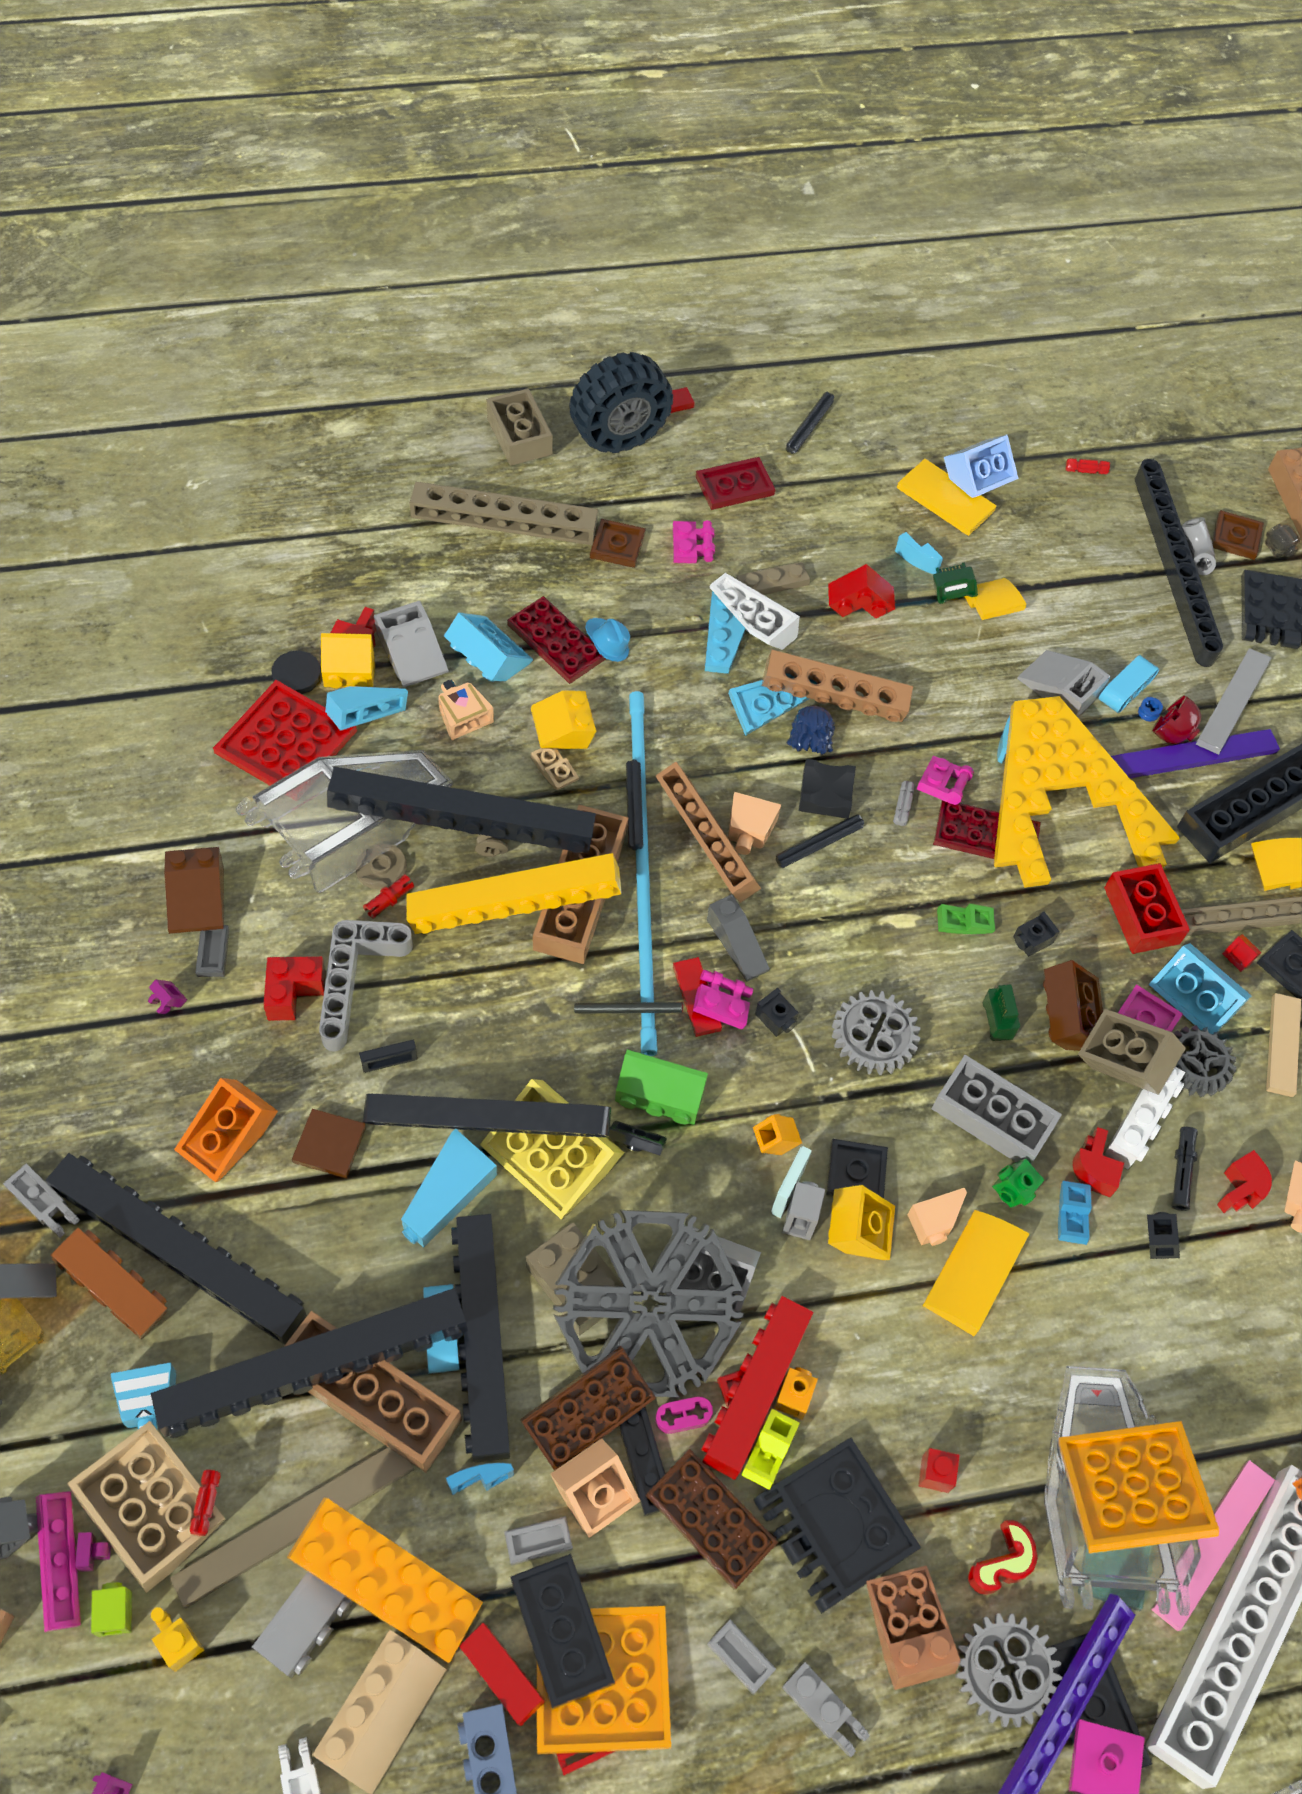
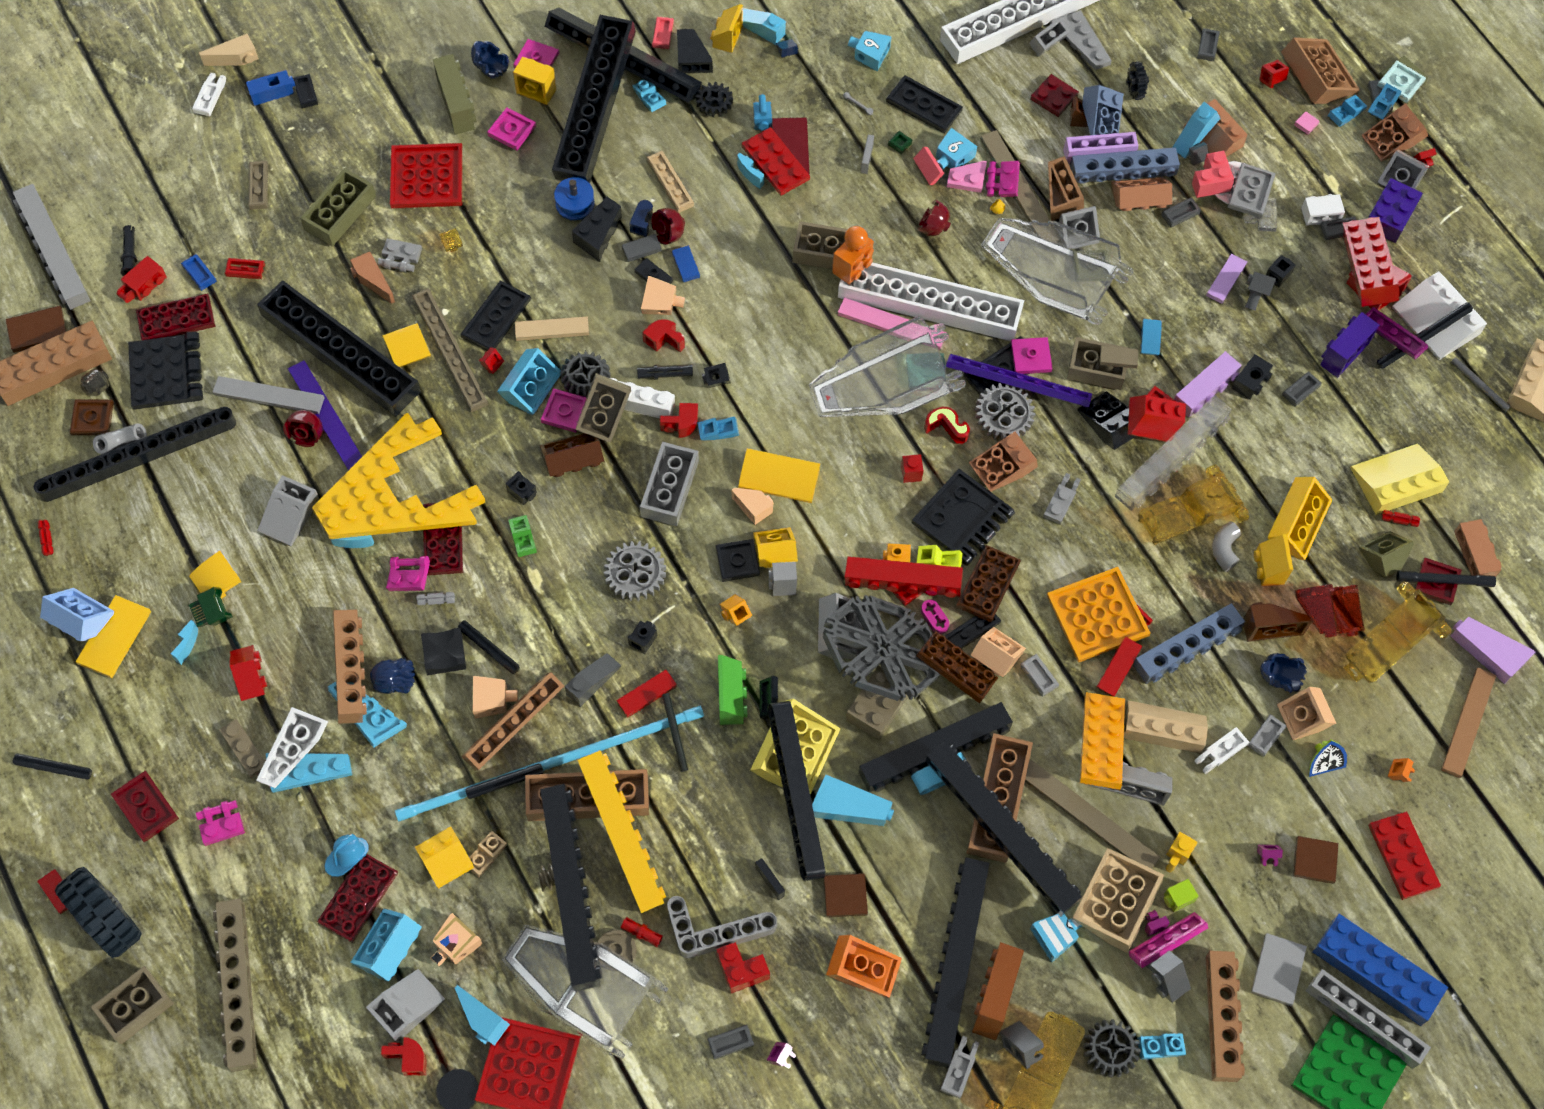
camera: 105 degrees left, 5 degrees up
(194, 890) = (691, 1072): reddish brown slope -> none
(205, 1503) = (1105, 859): red axle -> none
(347, 660) = (442, 1045): yellow slope -> none
(489, 1474) = (1016, 713): dark azure slope -> none
(562, 1631) = (1084, 641): black tile -> none
(617, 543) = (239, 881): reddish brown tile -> none
(722, 1006) = (651, 673): dark pink plate -> none
(741, 1656) = (1054, 548): light grey tile -> none
(788, 1185) = (767, 591): light aqua tile -> none
(1001, 1013) = (592, 495): dark green piece -> none
(1018, 1183) = (714, 461): green brick -> none
(1128, 684) = (273, 465): medium azure beam -> none
(1137, 1487) = (888, 357): light orange plate -> none
(1146, 908) = (478, 421): red brick -> none
(1155, 705) = (297, 452): blue bush -> none

